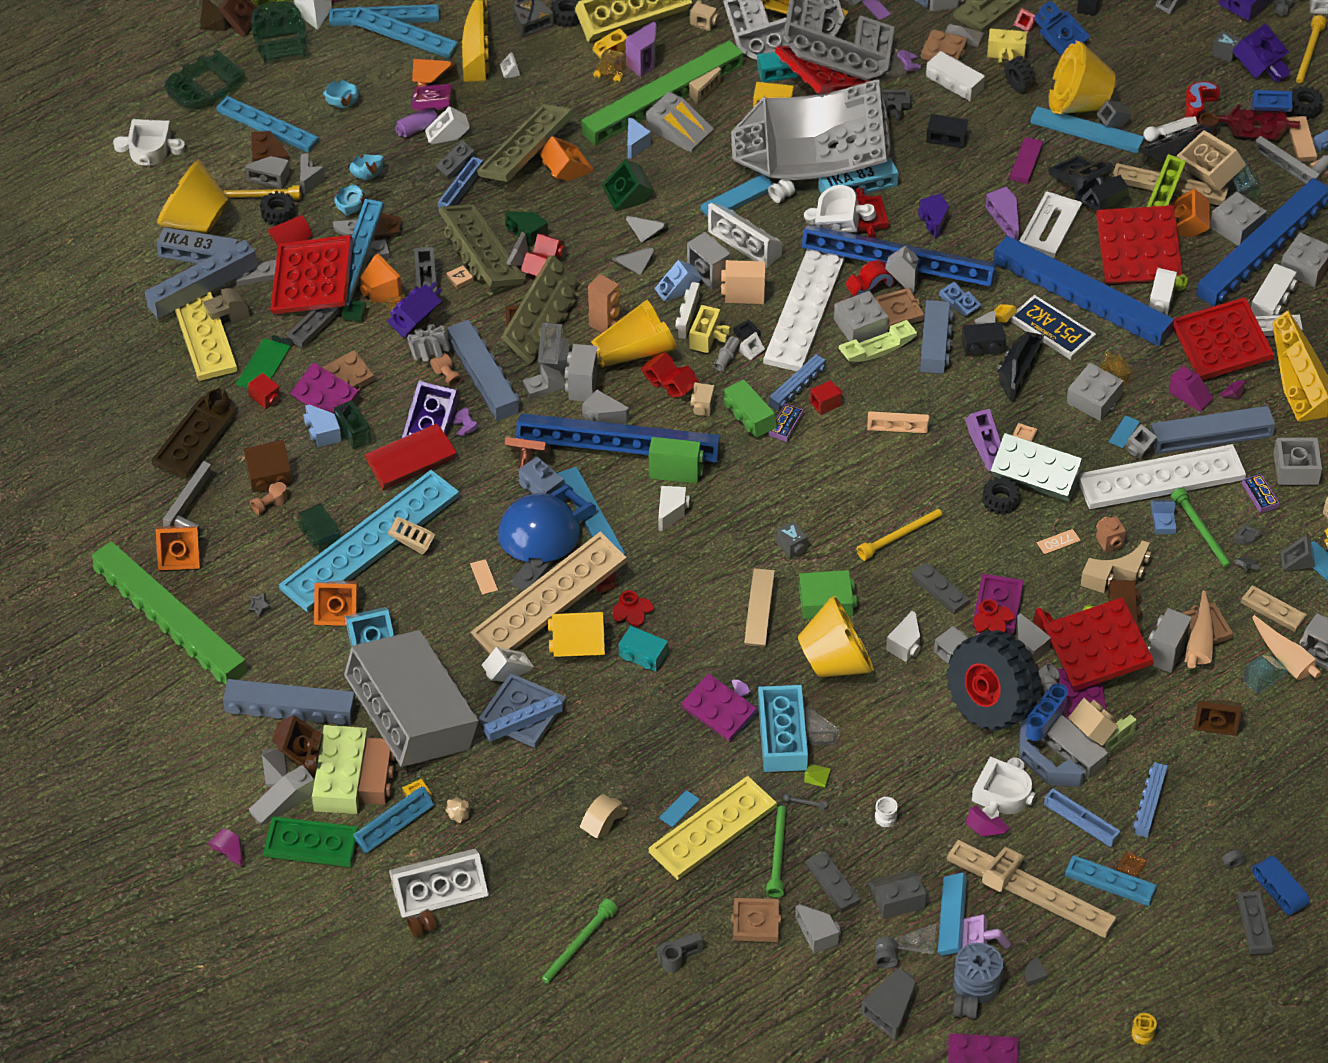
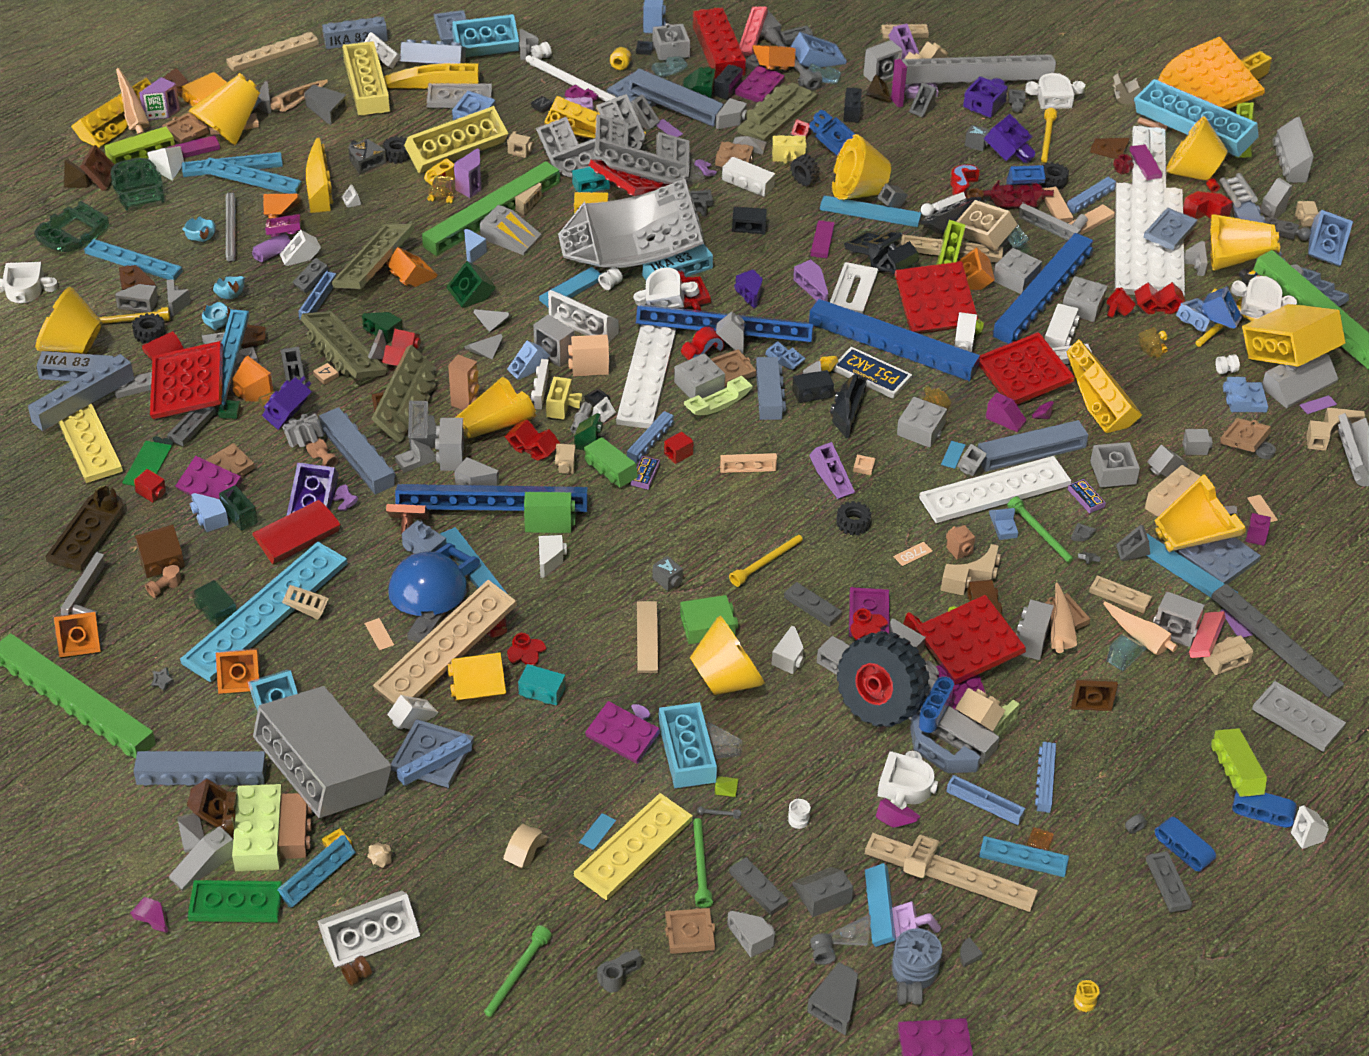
camera: 10 degrees left, 5 degrees down
(229, 304) = (110, 412): dark tan brick -> none
(375, 90) = (230, 227): none -> light grey axle
(730, 371) = (588, 431): none -> dark green slope
(1037, 467) = (884, 489): brick -> none

